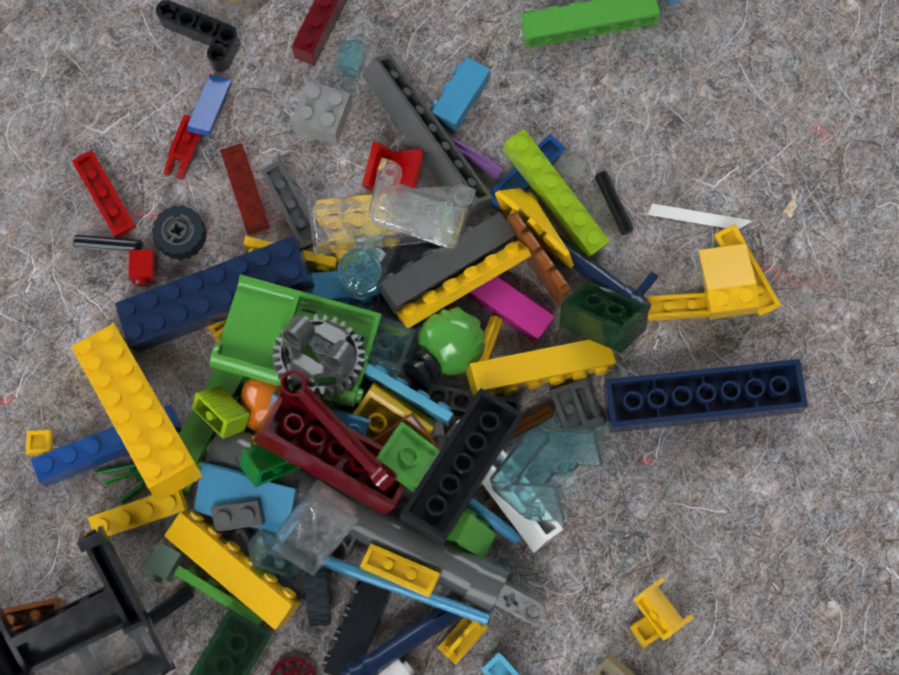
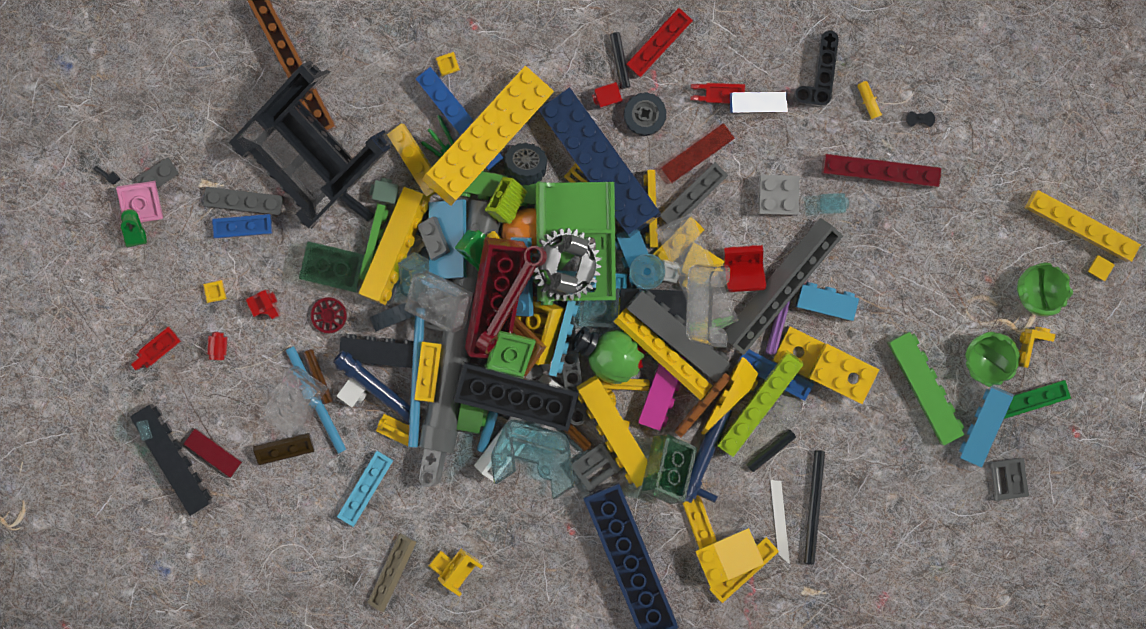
camera: 75 degrees right, 15 degrees up
(185, 379) = (525, 163): none -> black wheel
(533, 108) = (829, 365): none -> yellow bracket
(693, 174) = (814, 507): none -> black axle

